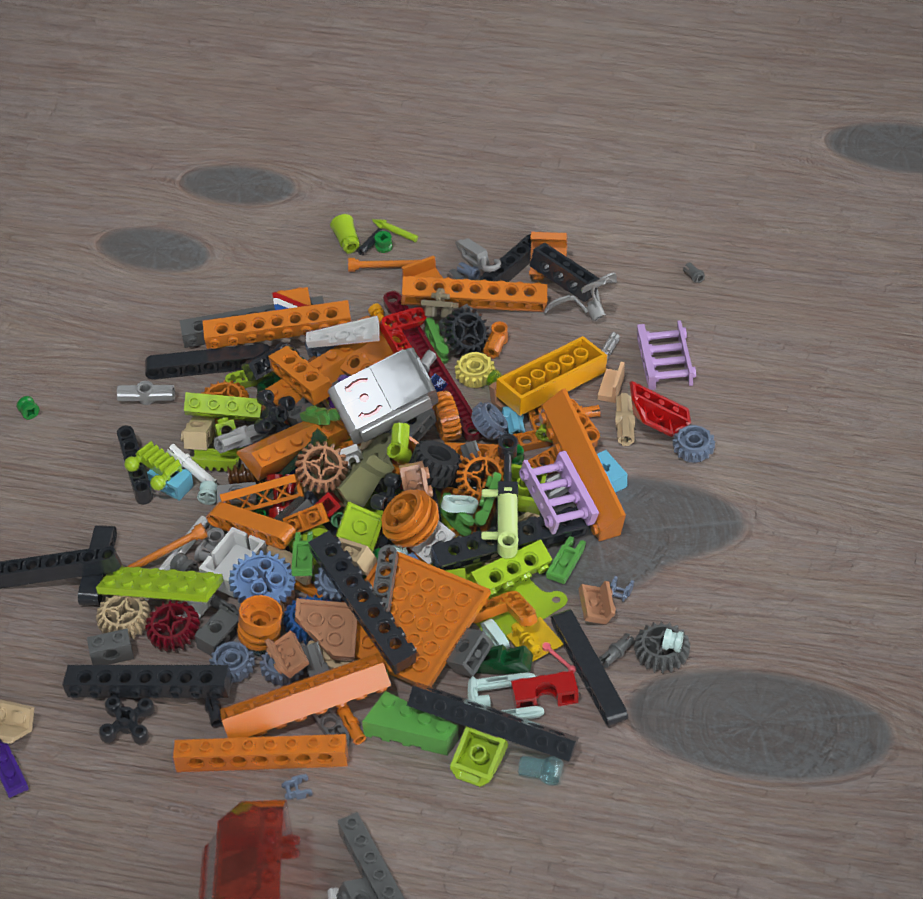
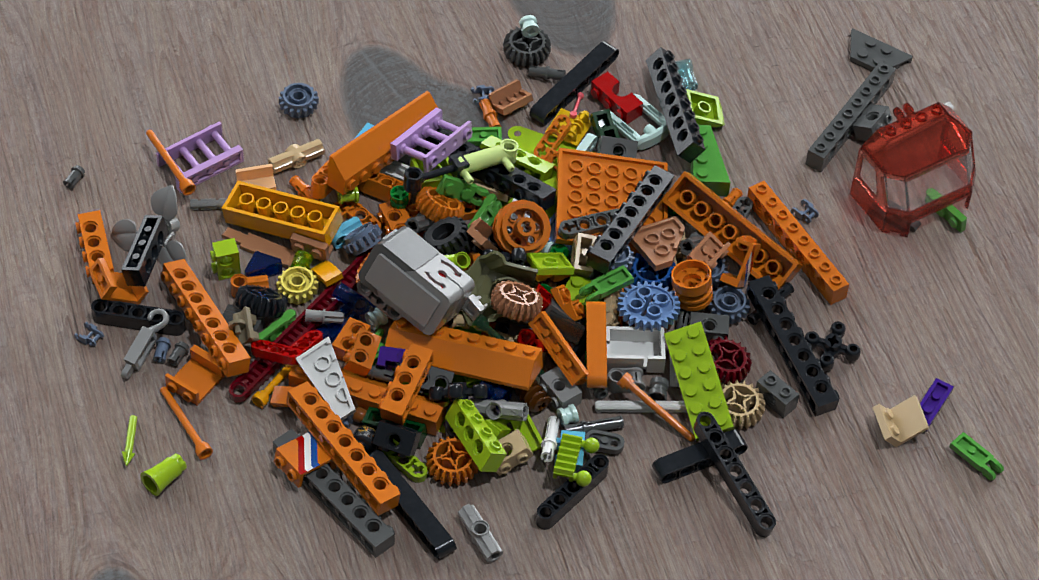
camera: 125 degrees left, 5 degrees up
(162, 507) = (606, 440): none -> dark grey plate
(187, 501) = (601, 424): none -> dark grey pin
(257, 674) = (741, 279): none -> orange panel
(319, 415) = (448, 343): bright green hinge -> none
(368, 243) = (155, 453): black piece -> none
(383, 242) = (153, 443): green wheel -> none
(459, 503) = (481, 205): light aqua beam -> none
(477, 389) = (327, 273): none -> light orange slope
(512, 233) = (85, 339): none -> sand blue piece
(512, 354) = (263, 265): none -> clear blue slope
(527, 327) = (225, 259): none -> lime brick
(574, 580) = (489, 114): none -> orange pin
(605, 261) = (93, 239): none -> orange brick
(626, 324) = (186, 185): none -> orange piece
(658, 410) = (284, 128): red wedge -> none

